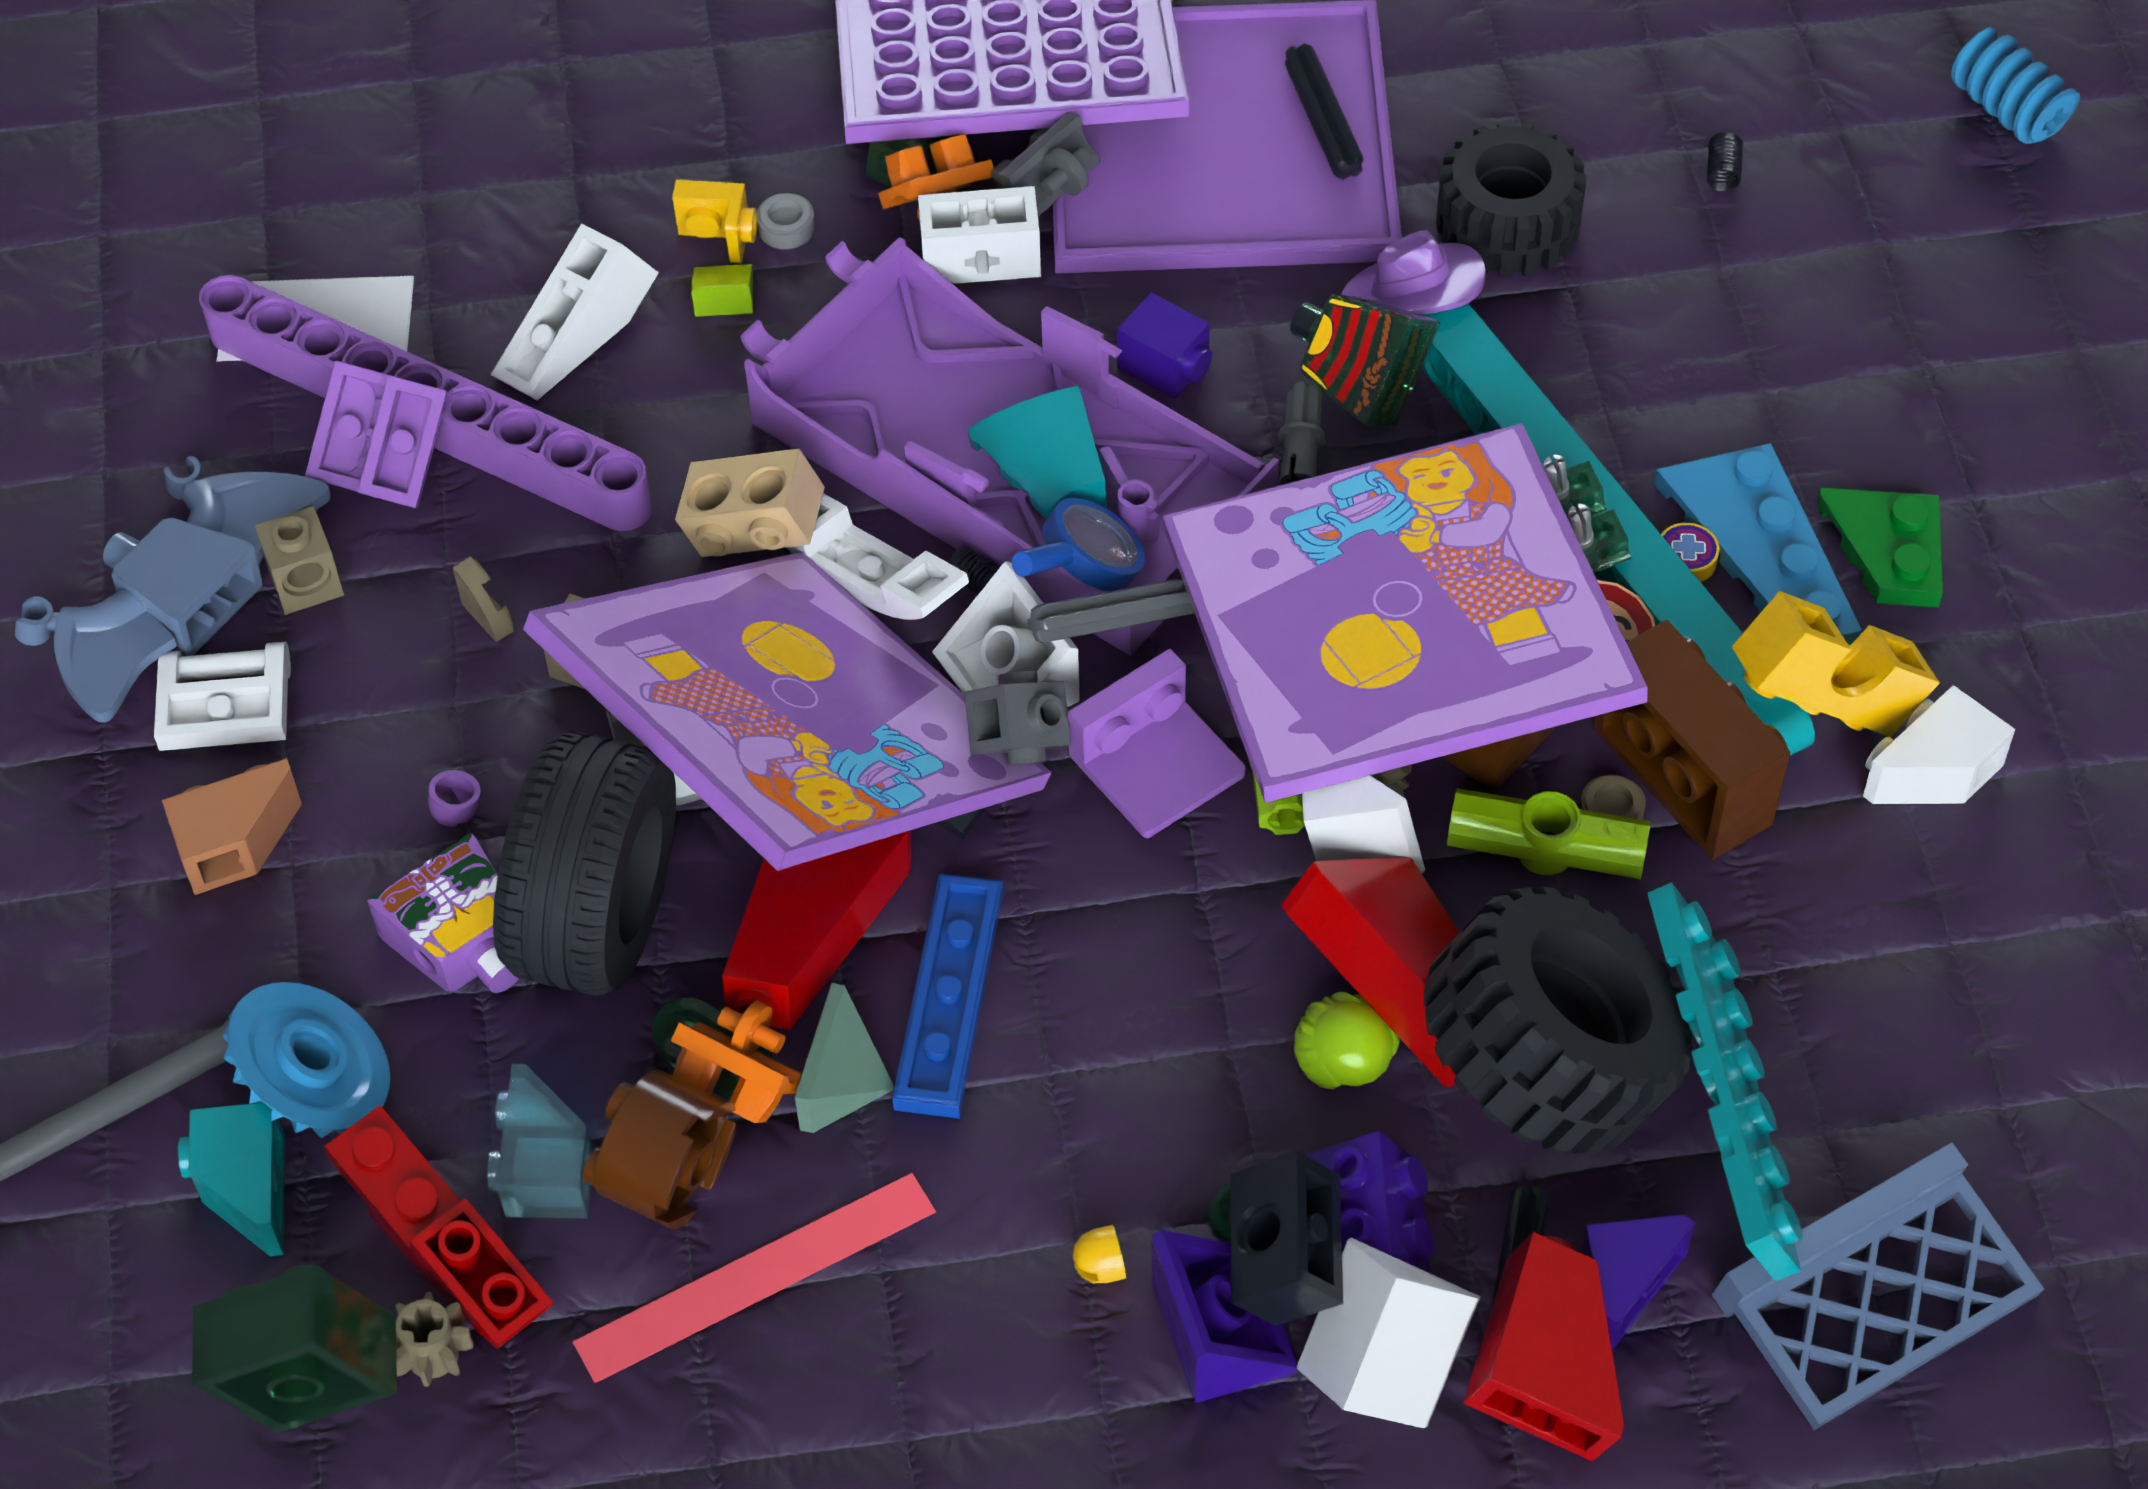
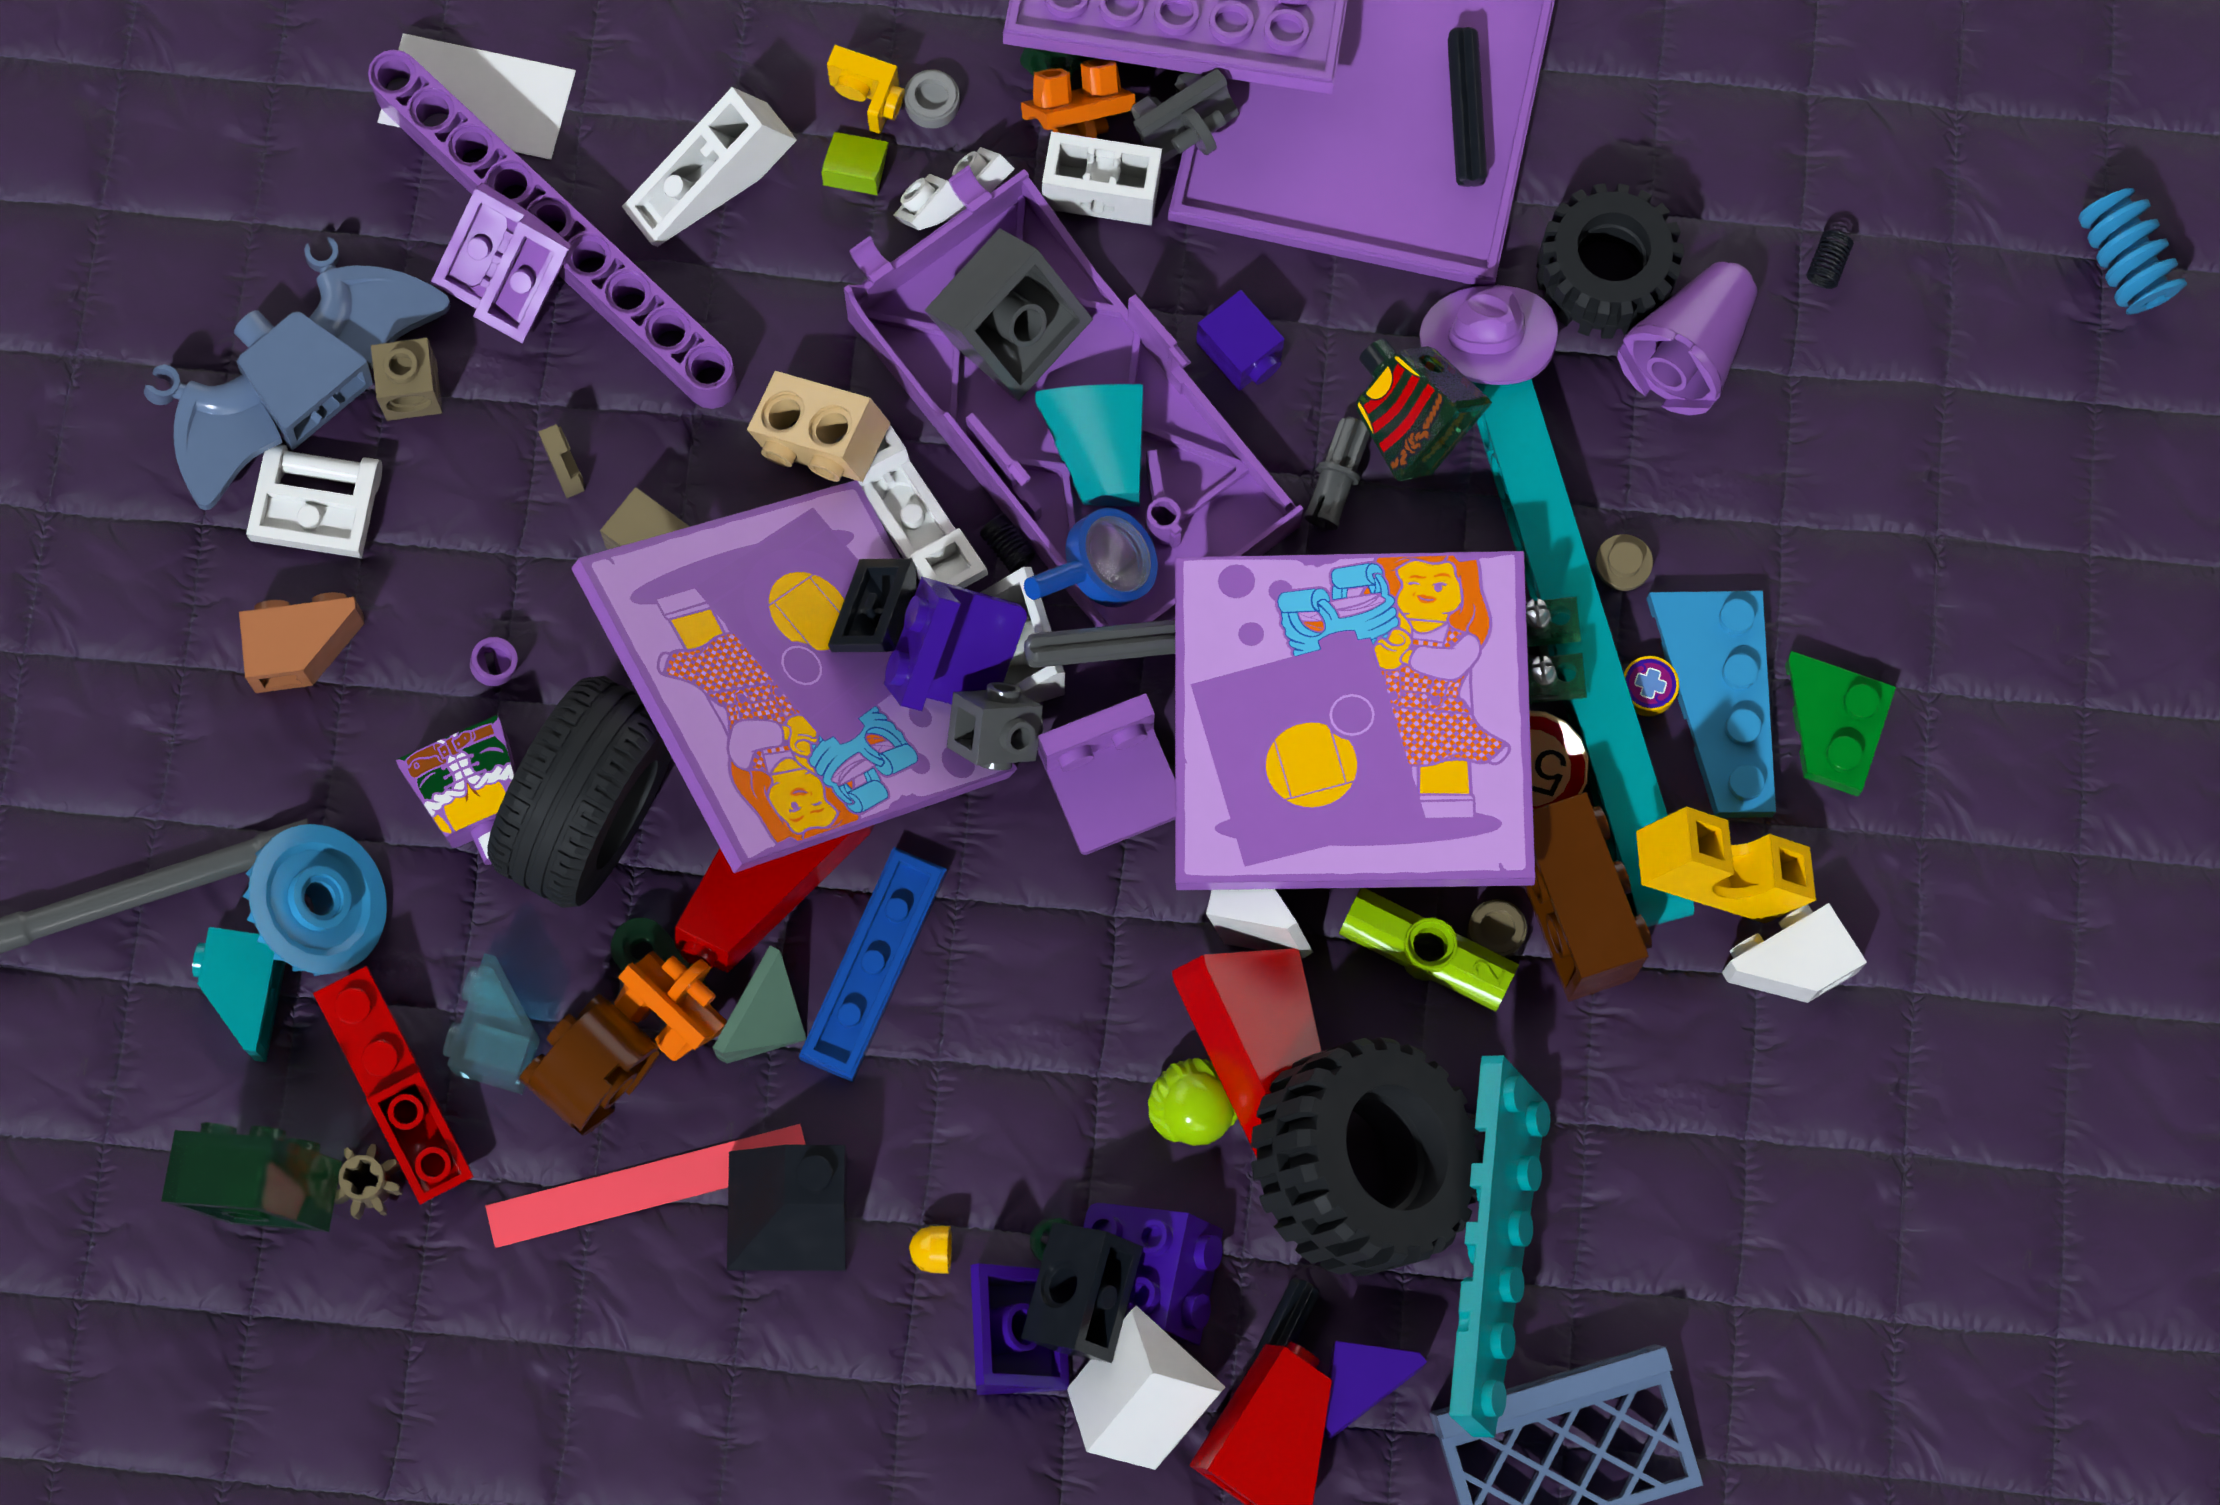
camera: 10 degrees right, 20 degrees up
(811, 292) = (933, 200): none -> white slope
(862, 641) = (875, 606): none -> black slope
(921, 362) = (1009, 313): none -> dark grey slope
(924, 1250) = (787, 1208): none -> black slope
(948, 644) = (952, 643): none -> dark purple bracket
(1614, 249) = (1691, 340): none -> medium lavender cone
(1622, 451) = (1624, 562): none -> dark tan plate

